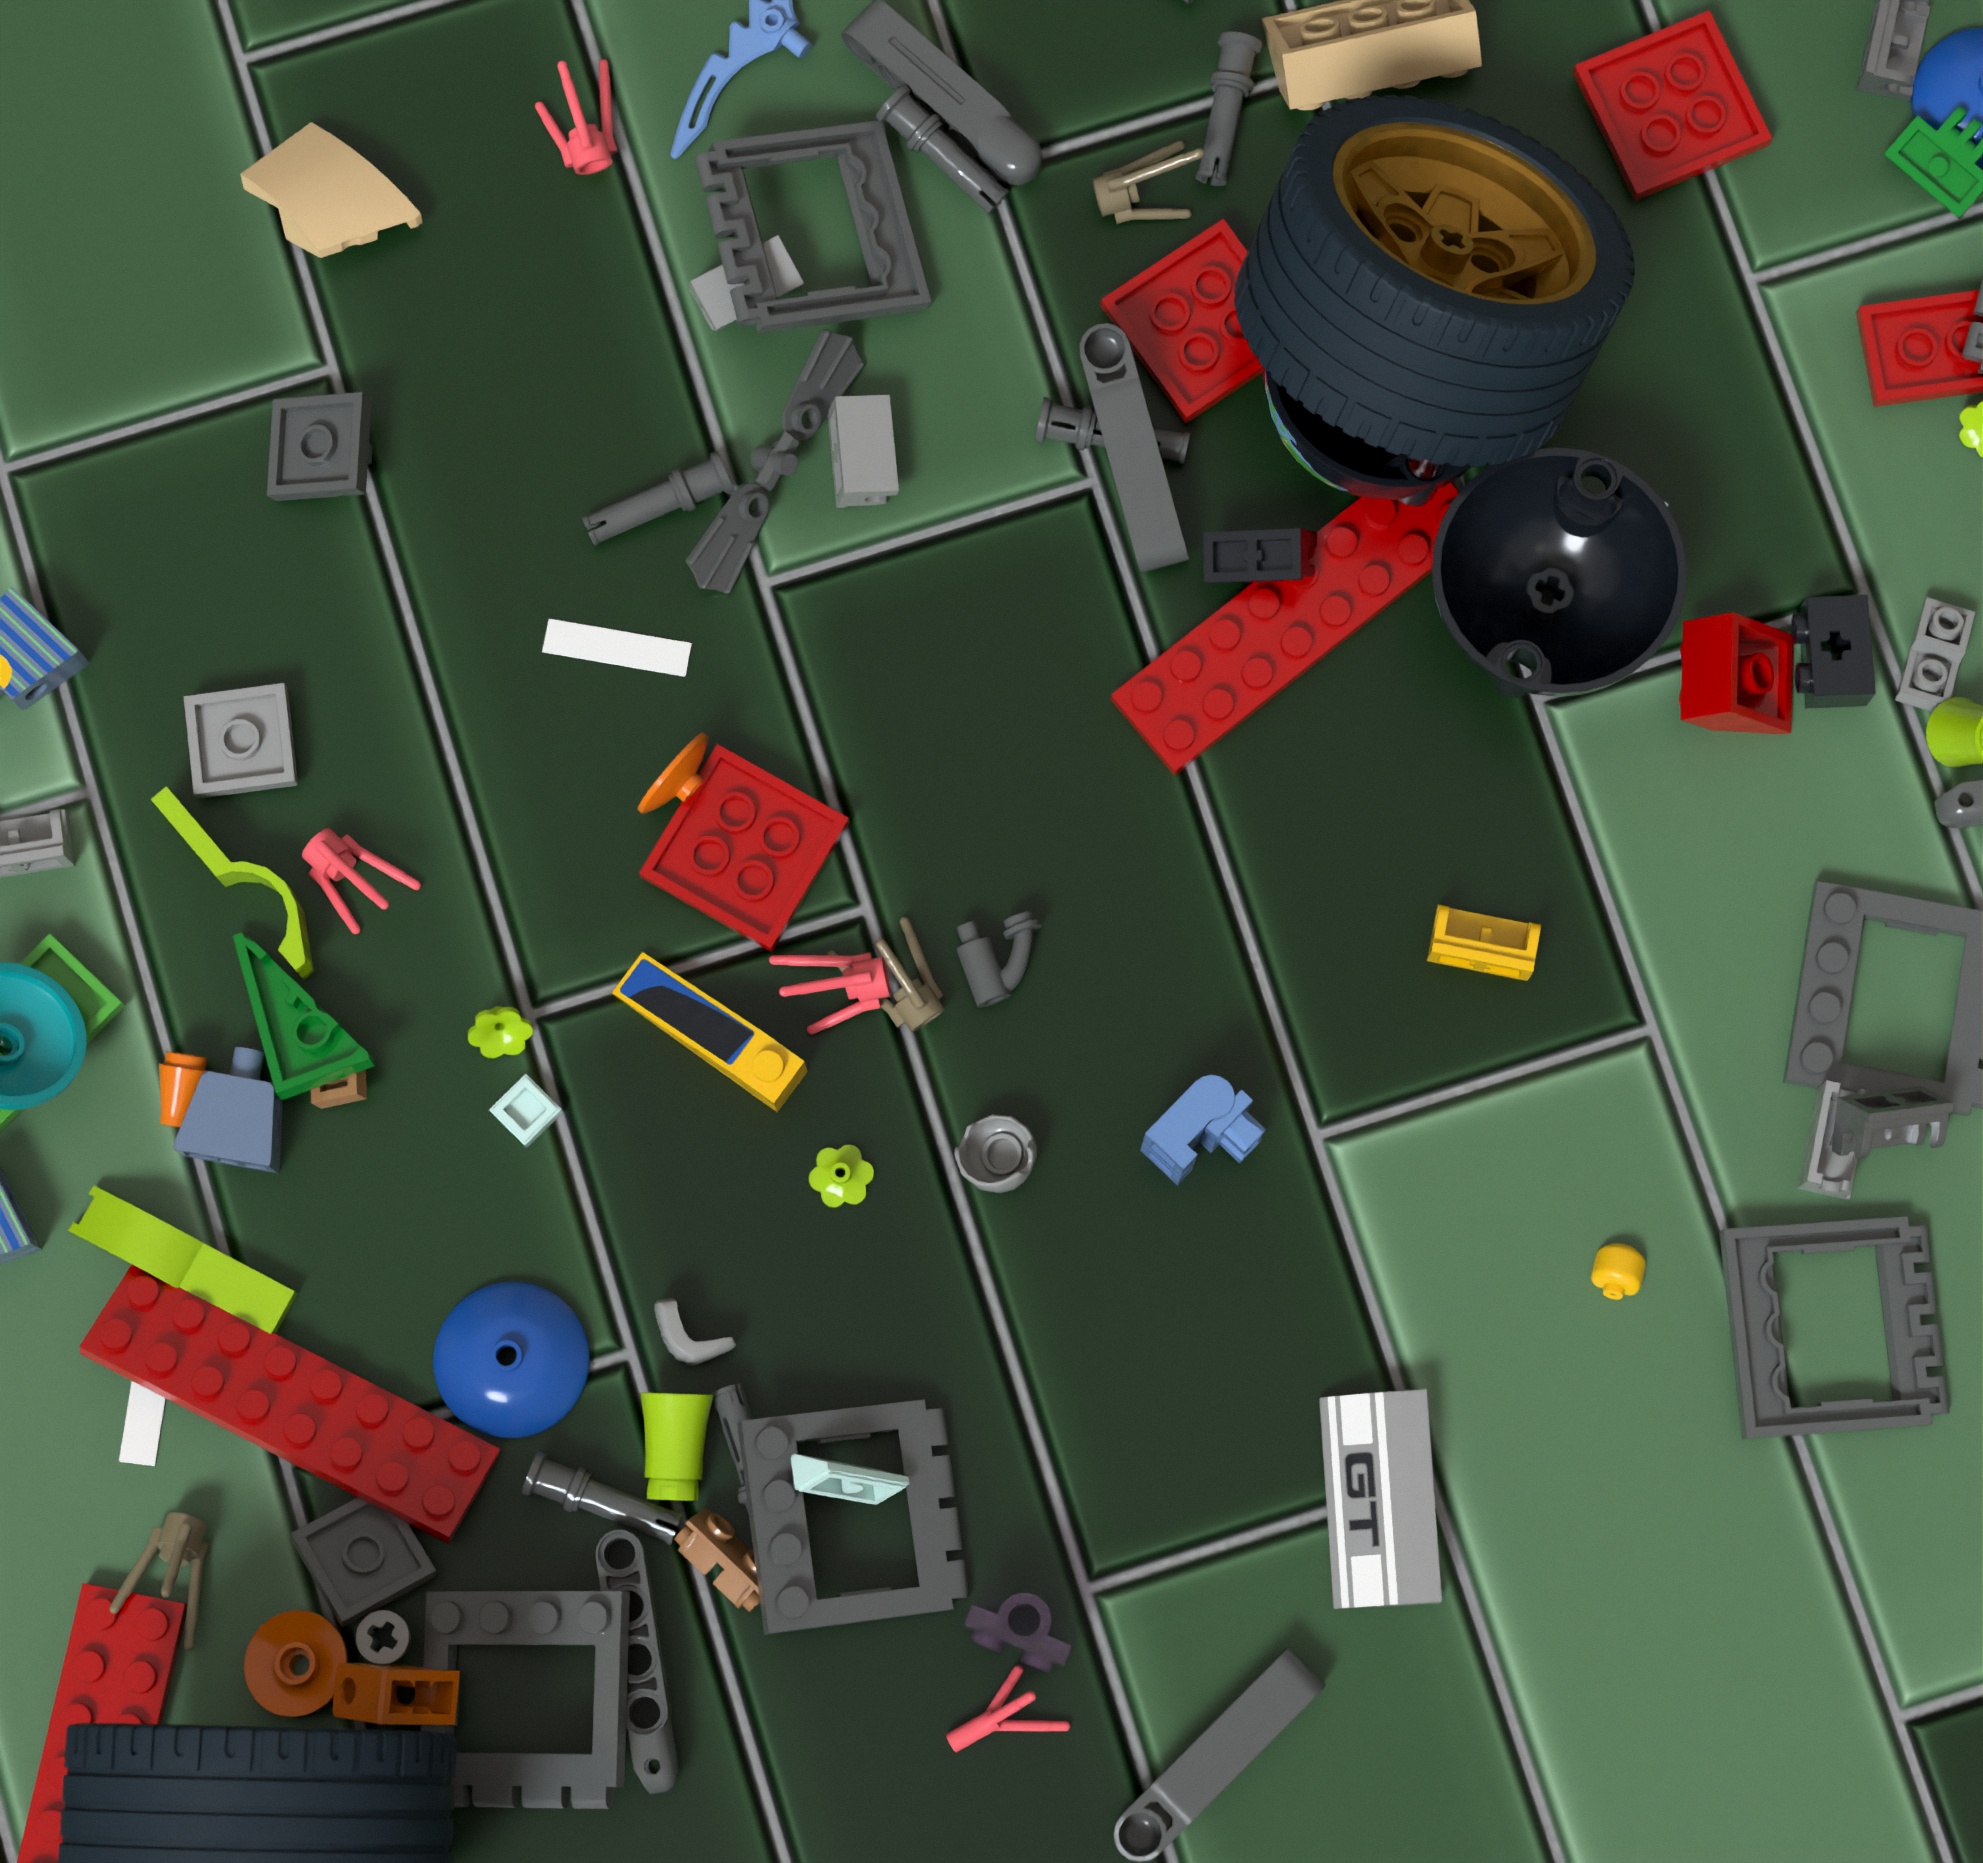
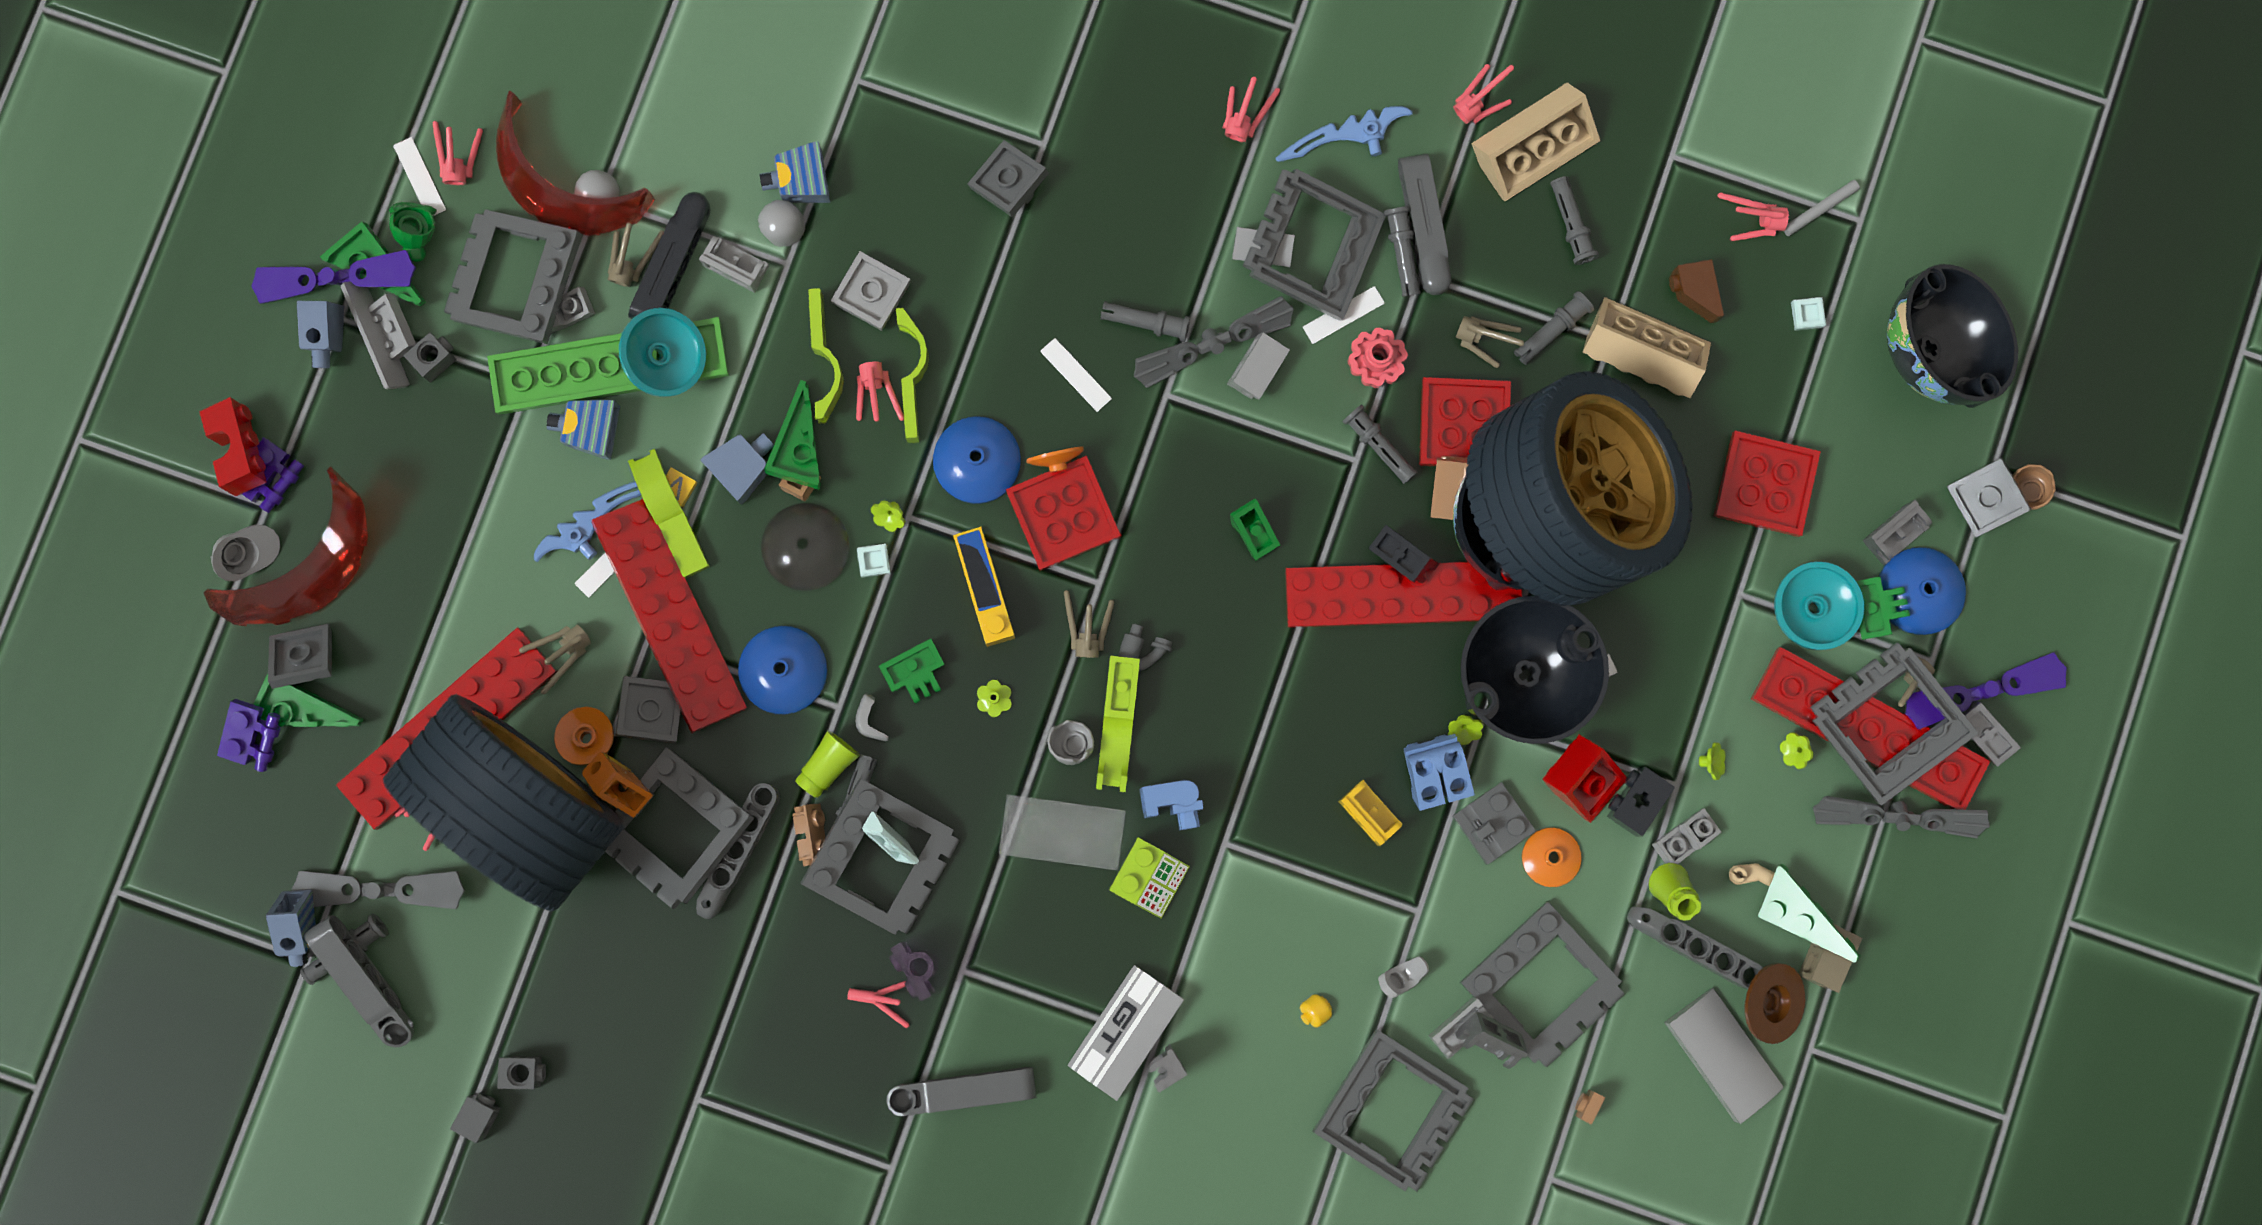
camera: 30 degrees right, 5 degrees up
(42, 740) = (781, 223): none -> light grey hair
(73, 1389) = (577, 535): none -> medium blue piece
(171, 1206) = (681, 485): none -> yellow tile
(178, 1082) = (726, 429): orange cone -> none
(327, 193) = (1101, 59): tan slope -> none
(330, 750) = (908, 383): none -> lime piece
(369, 1643) = (623, 750): light grey bush -> none
(438, 1189) = (817, 563): none -> clear smoke dish
(572, 898) = (982, 479): none -> blue dish
(578, 1490) = (768, 753): dark grey pin -> none
(699, 1218) = (914, 670): none -> green hinge
(865, 980) = (1071, 617): coral plant -> none
(939, 271) = (1358, 307): none -> white sticker
(1013, 339) = (1374, 371): none -> coral plant
(1027, 672) = (1254, 529): none -> green slope
(1040, 1076) = (1118, 722): none -> lime piece
(1080, 1286) = (1062, 832): none -> clear brick
(1132, 448) = (1383, 460): dark grey piece -> none
(1245, 413) = (1448, 477): none -> medium nougat hinge
(1247, 1259) = (1149, 878): none -> lime slope
(1484, 1496) = (1169, 1066): none -> flat silver hinge
(1525, 732) = (1466, 729): none -> lime plant
(1531, 812) = (1433, 758): none -> medium blue hips
(1661, 830) = (1493, 823): none -> dark grey hinge
(1702, 1130) = (1403, 977): none -> light grey hair
(1764, 840) = (1536, 857): none -> orange dish
(1873, 185) = (1837, 602): none -> teal dish
(1890, 524) = (1714, 761): none -> lime plant

